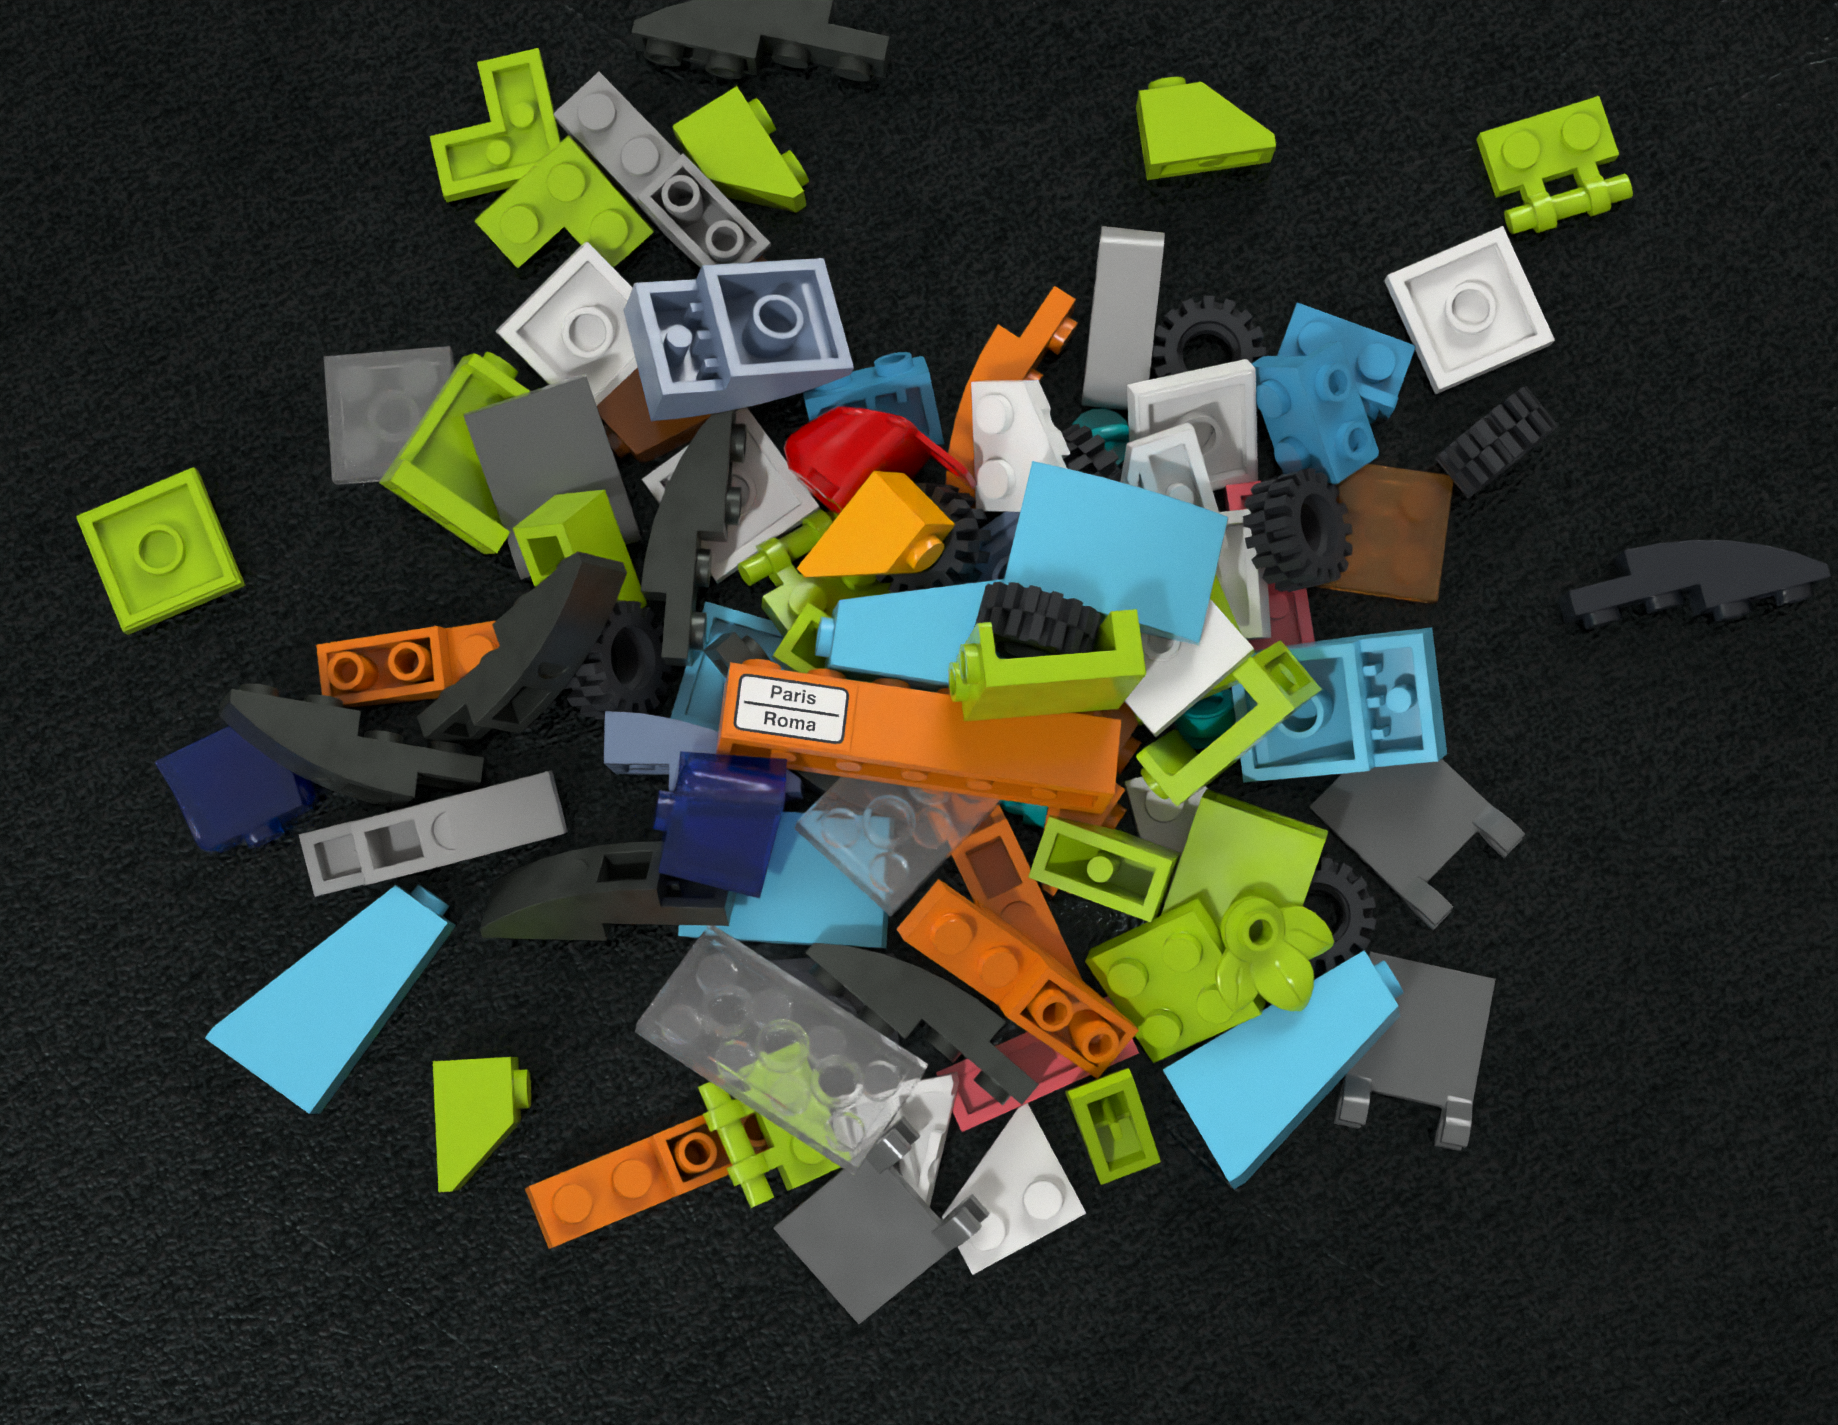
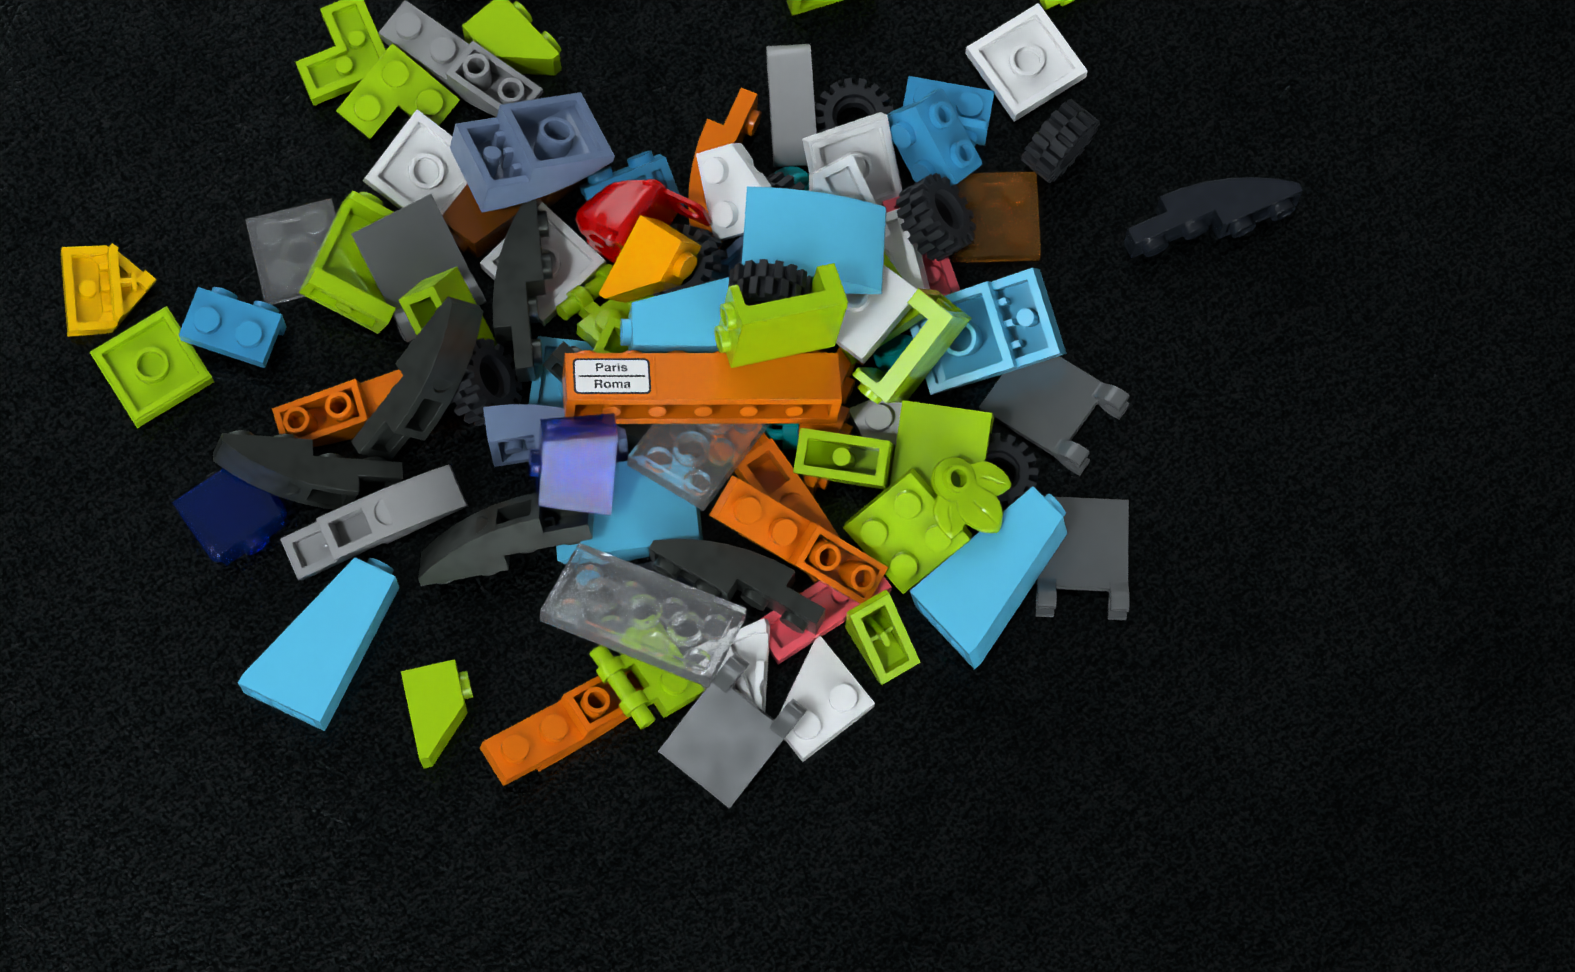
camera: 15 degrees left, 10 degrees down
(107, 422) = (100, 288): none -> yellow slope
(278, 516) = (232, 326): none -> dark azure bracket

